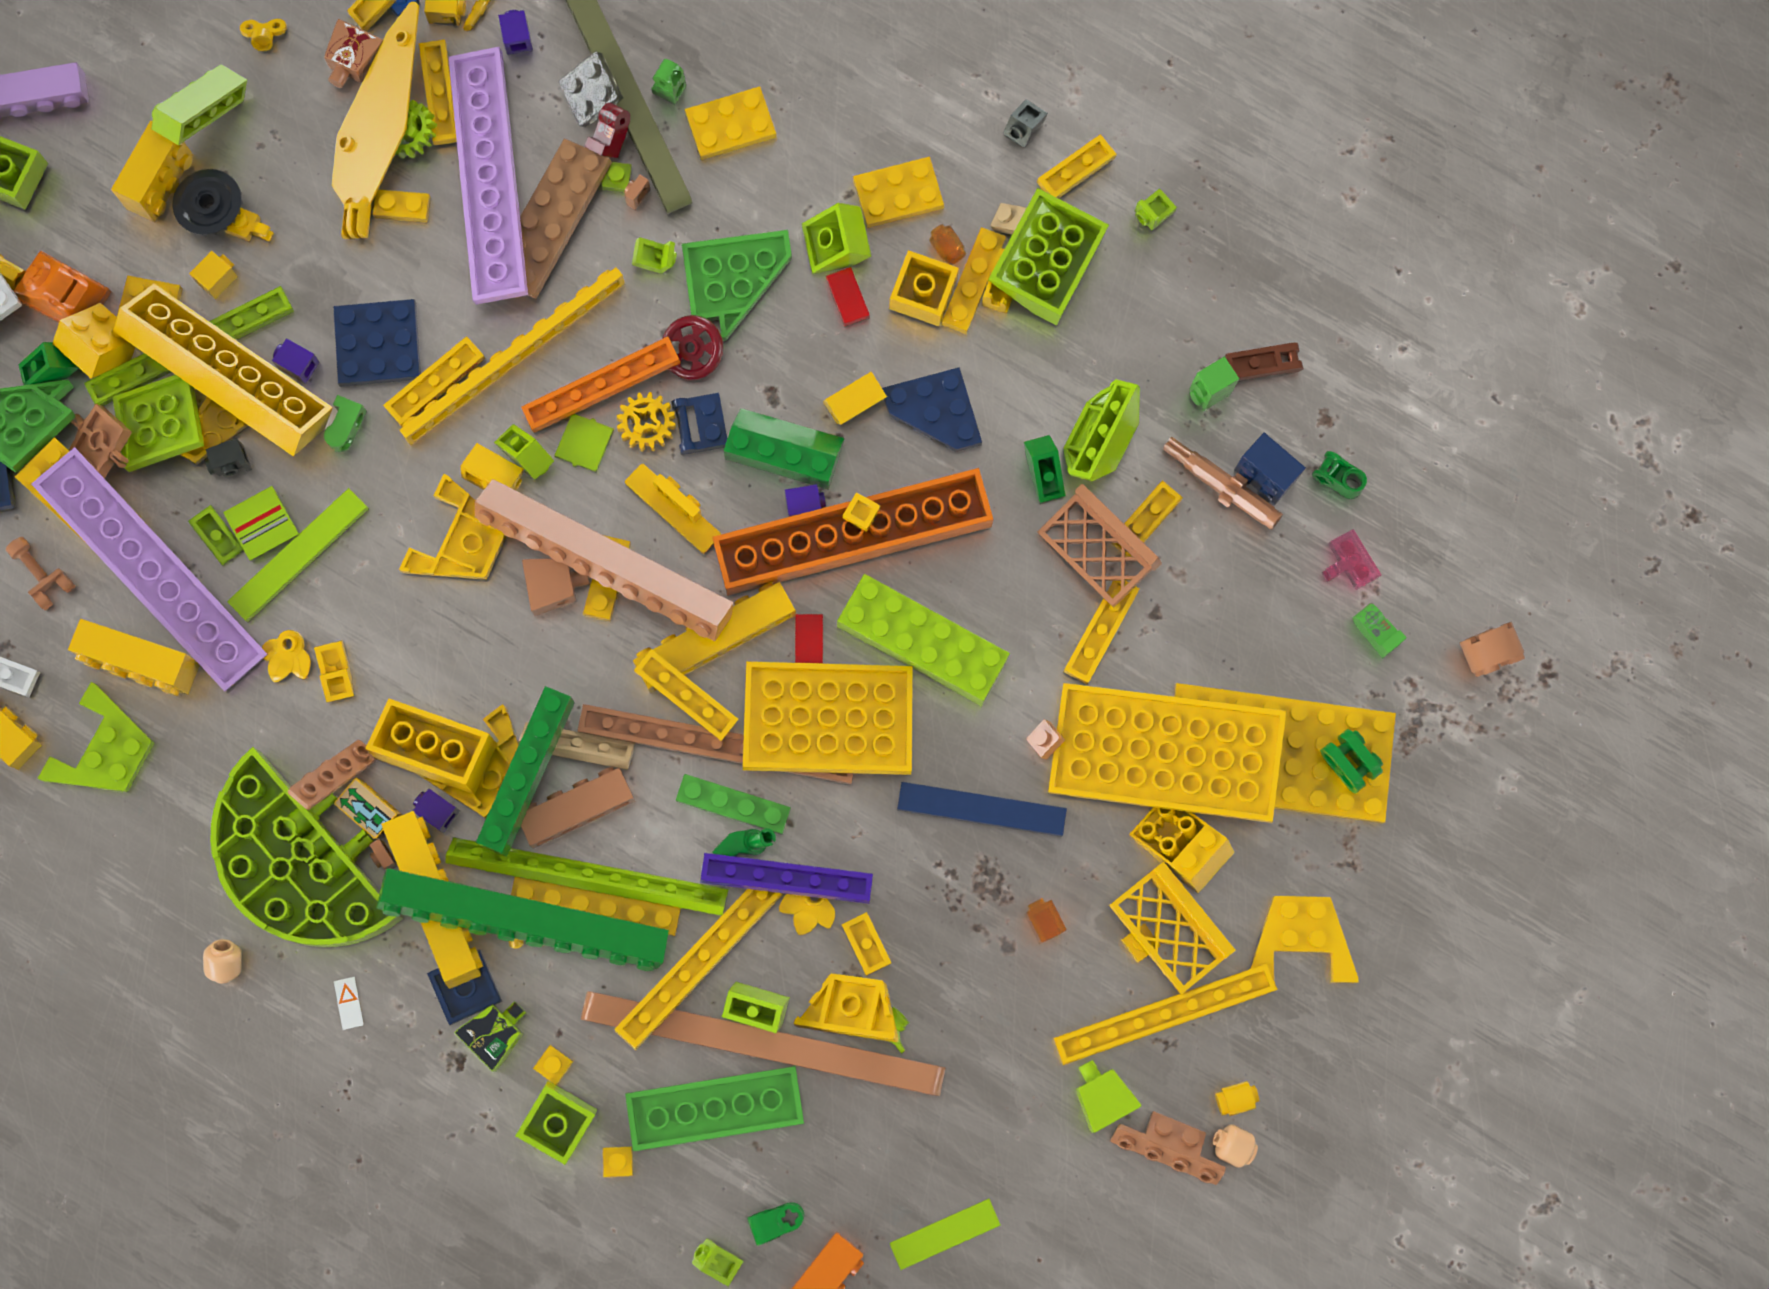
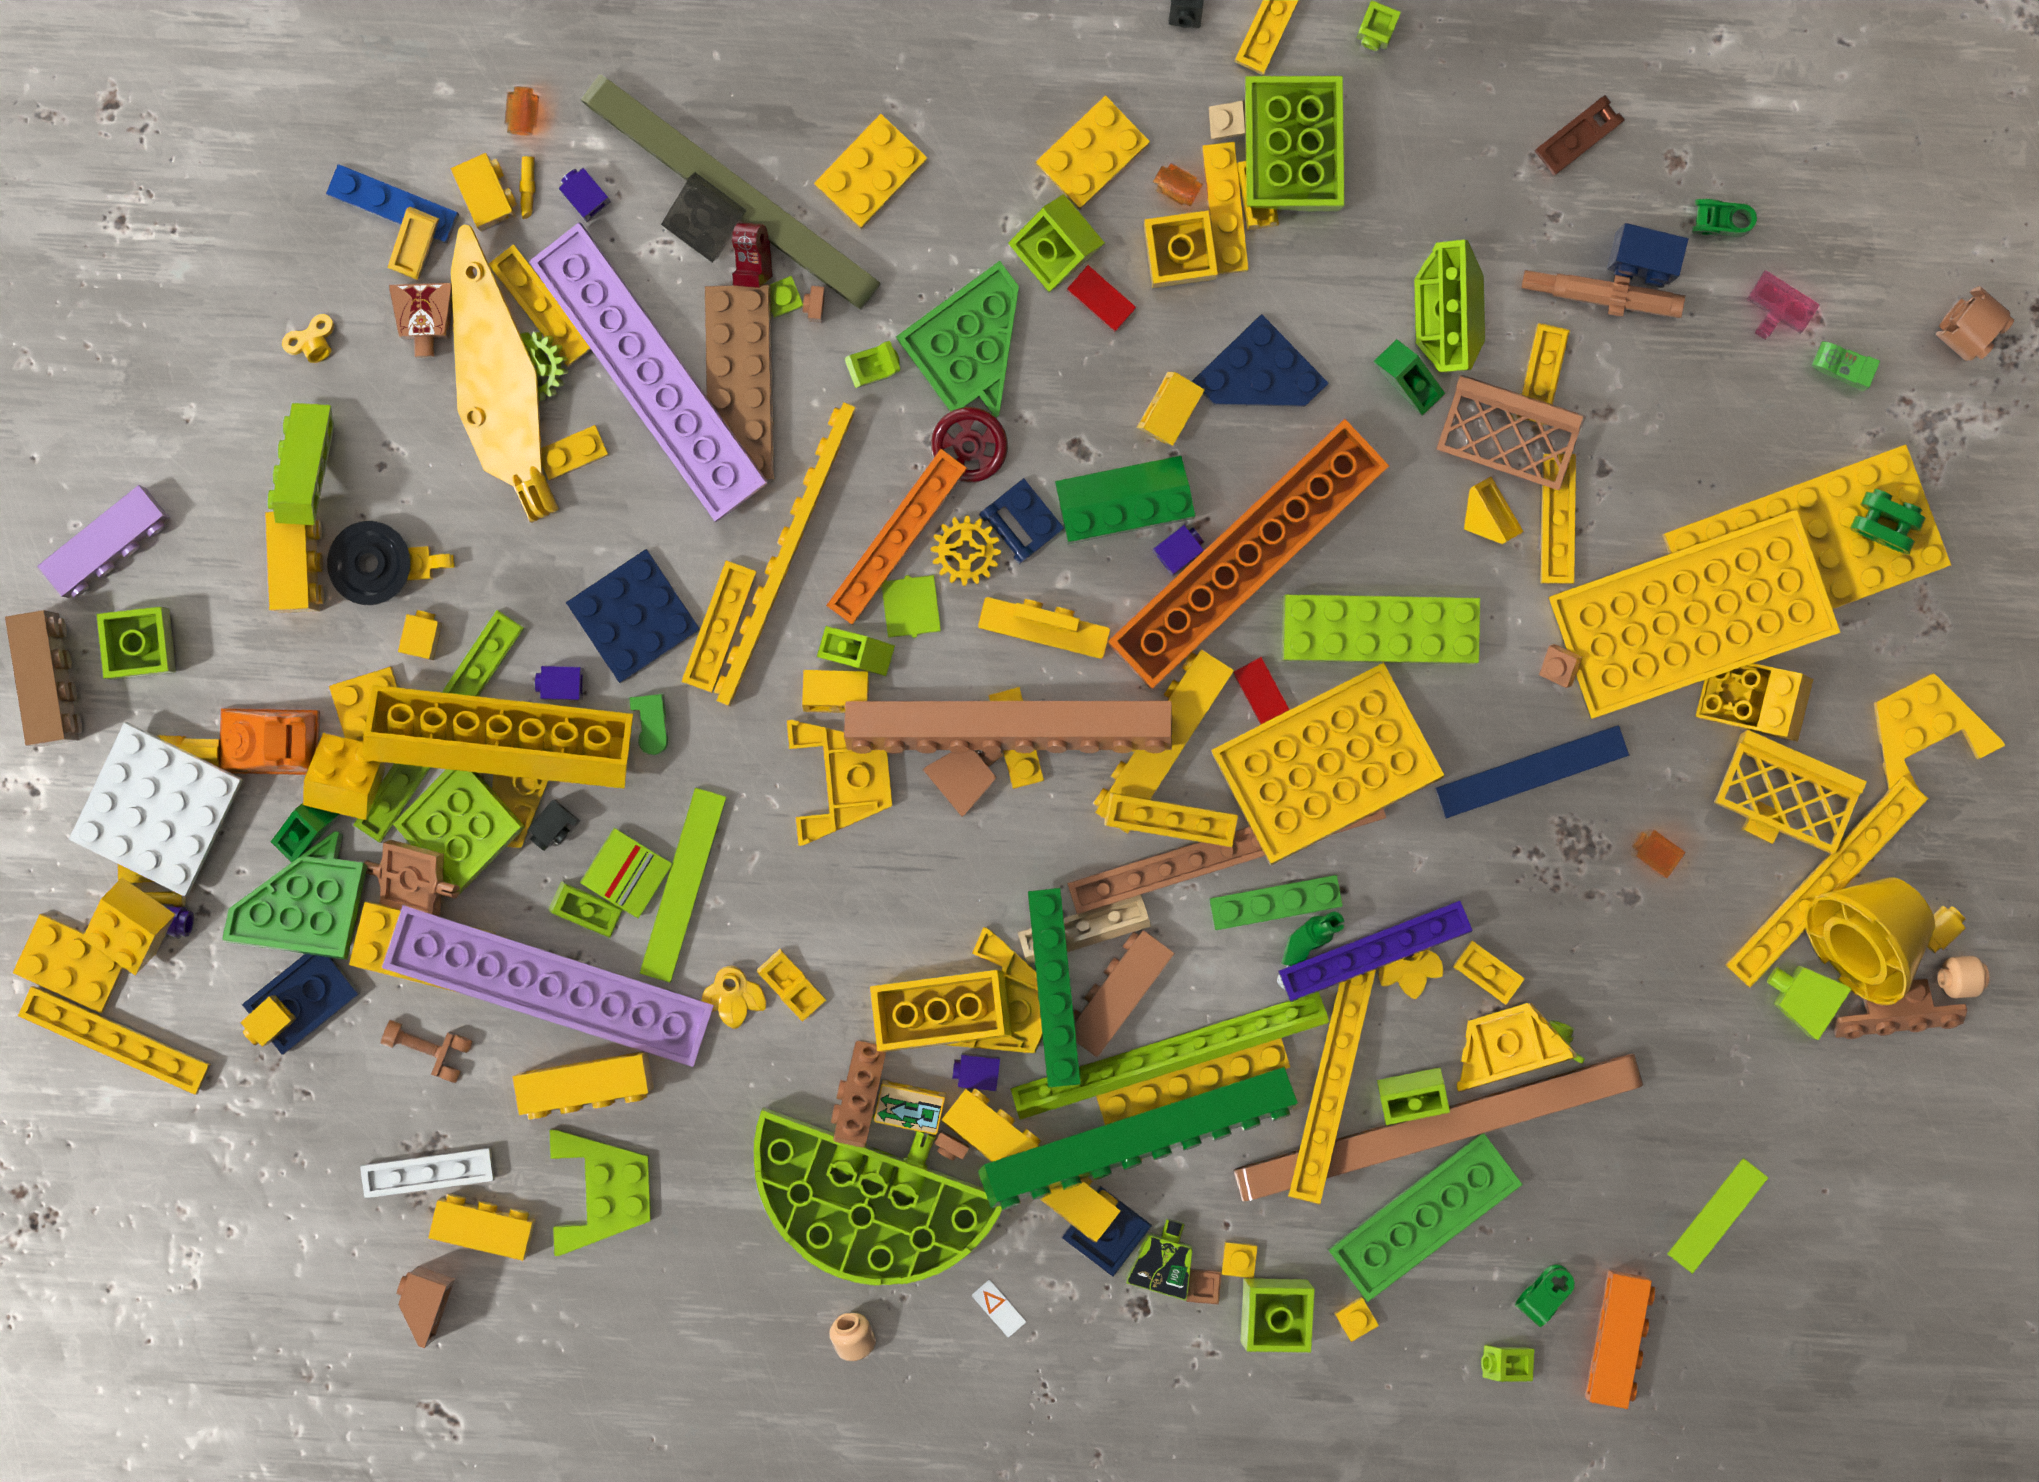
camera: 25 degrees left, 10 degrees up
(514, 1071) = (1204, 1286): none -> nougat tile
(669, 81) = (782, 164): bright green leg -> none
(861, 511) = (1250, 533): yellow plate -> none
(1051, 599) = (1489, 513): none -> yellow slope
(1178, 1070) = (1872, 936): none -> yellow cone
(1213, 384) = (1541, 192): bright green brick -> none

